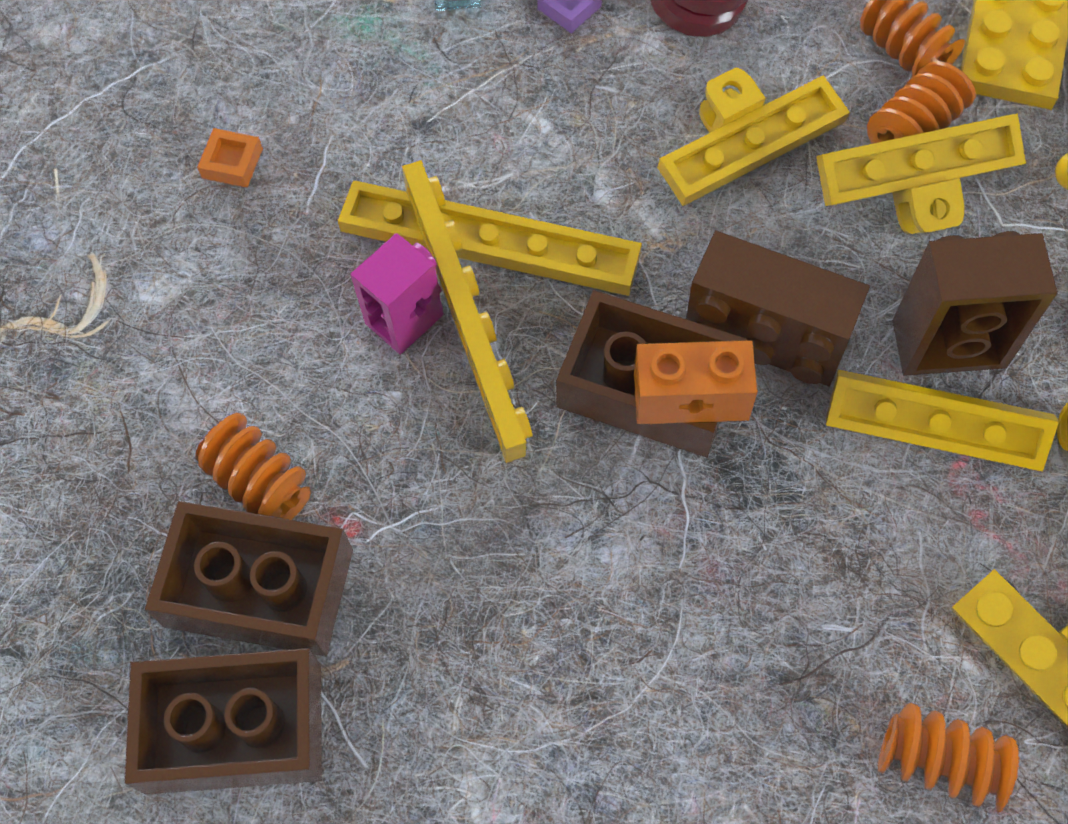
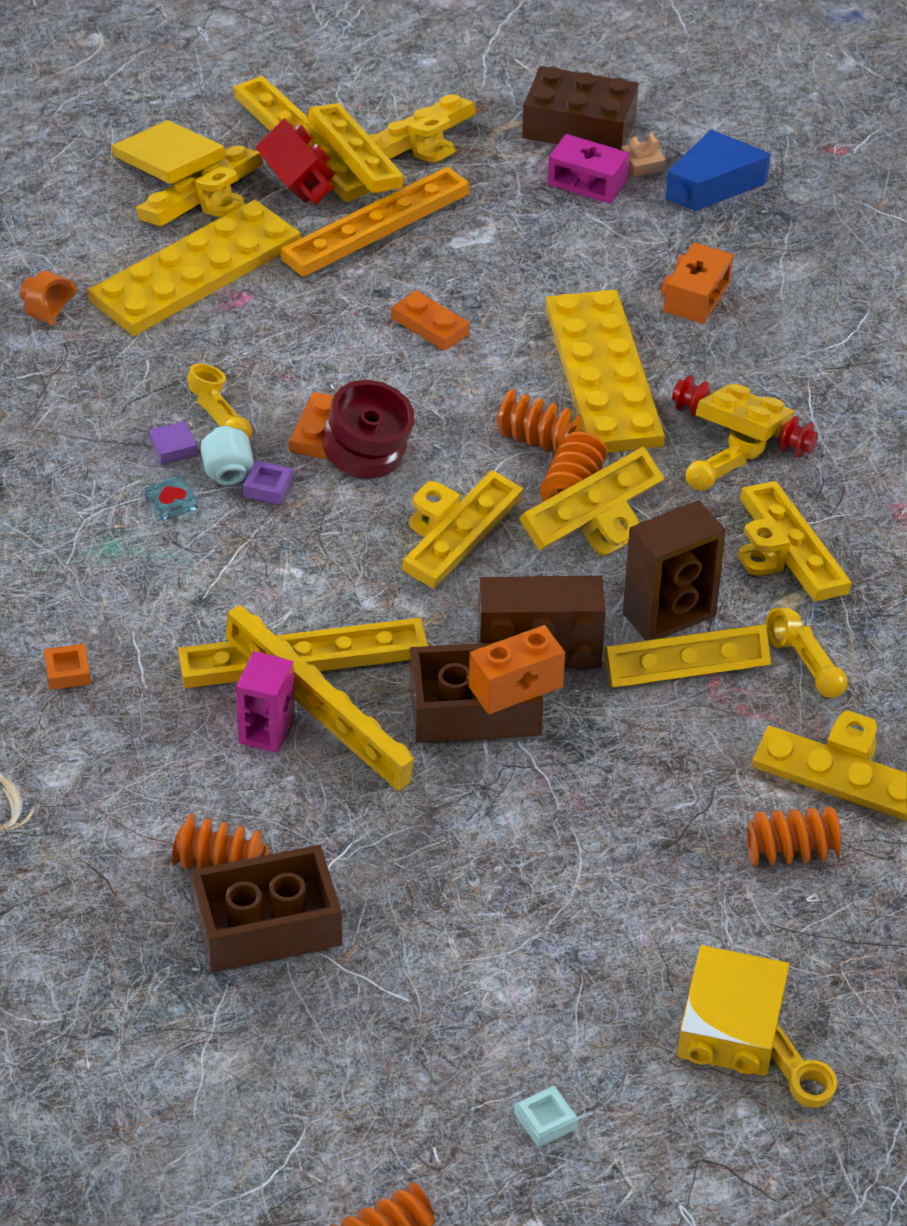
camera: 30 degrees left, 20 degrees down
(224, 722) = (302, 993): reddish brown brick -> none

